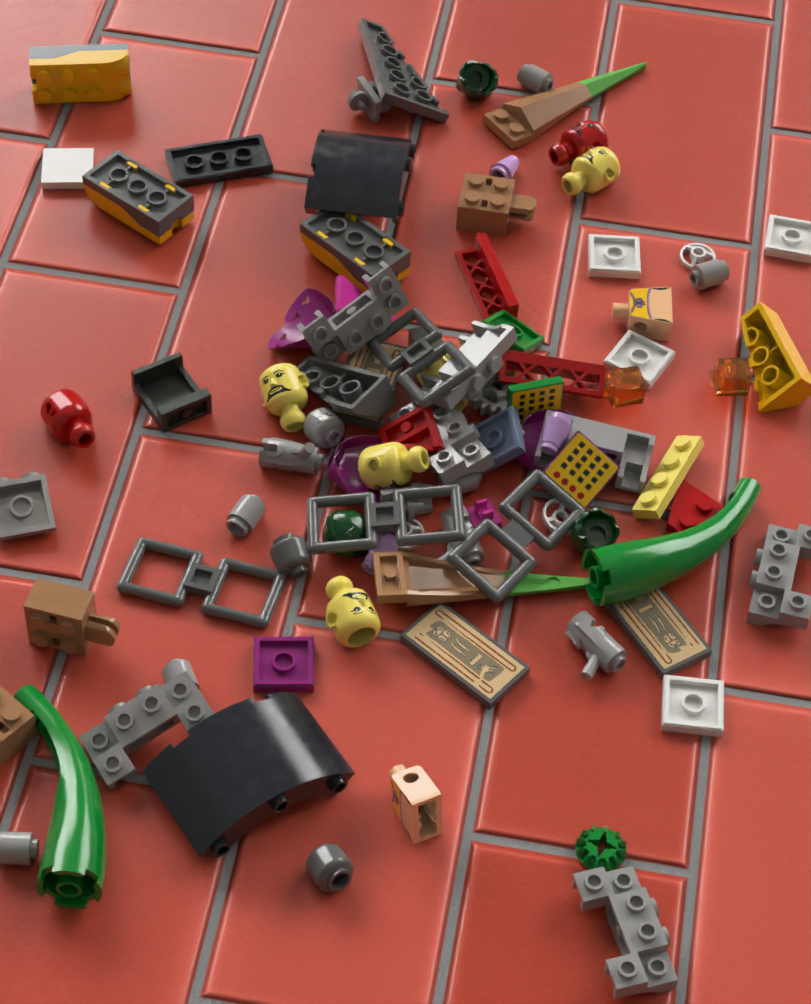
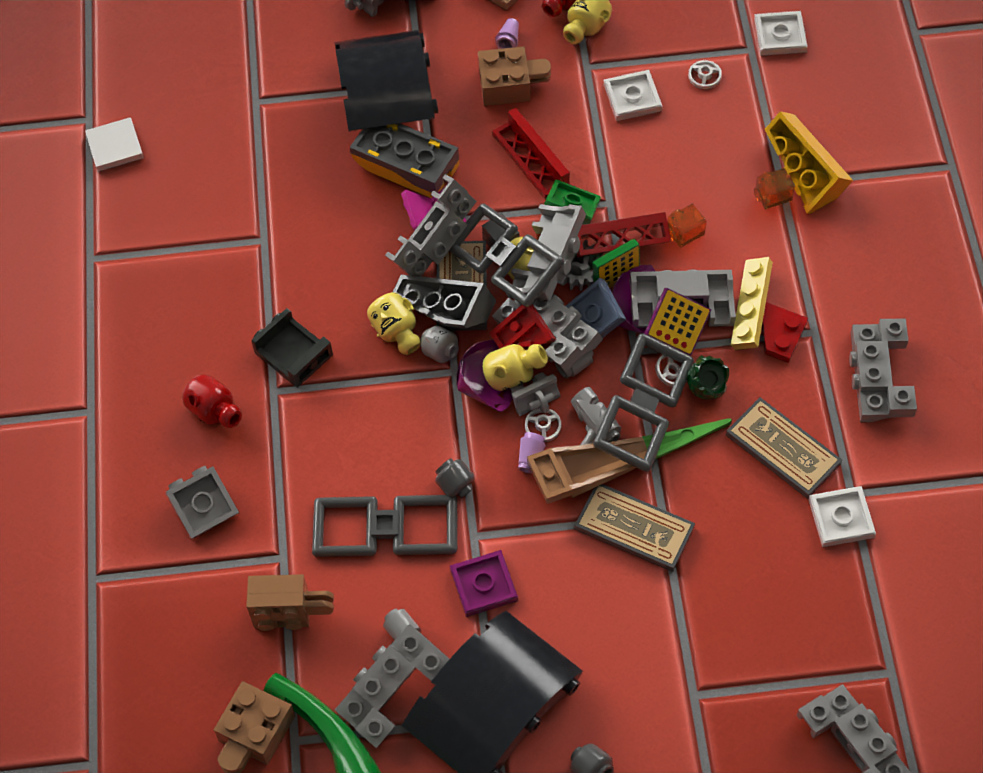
camera: 10 degrees left, 10 degrees up
(79, 73) = (92, 44): yellow piece -> none
(138, 196) = (191, 158): dark grey piece -> none
(218, 161) = (248, 97): black tile -> none
(245, 515) = (401, 449): light grey brick -> none
(290, 456) = (420, 380): light grey piece -> none
(295, 339) = (388, 232): magenta piece -> none
(345, 526) = (496, 442): dark green hair -> none
(350, 613) = (526, 519): light yellow piece -> none
(385, 518) = (526, 421): dark grey bar -> none
(413, 789) = (643, 681): light nougat torso -> none
(481, 511) = (607, 387): dark pink tile -> none
(555, 432) = (646, 292): lavender cone -> none
(587, 848) = (800, 681): green gear -> none
(597, 644) = (747, 485): light grey piece -> none
(638, 350) = (685, 188): white tile -> none
(644, 565) = (763, 399): green brick -> none
(647, 312) = (681, 145): light nougat torso -> none
(709, 274) = (722, 90): light grey brick -> none

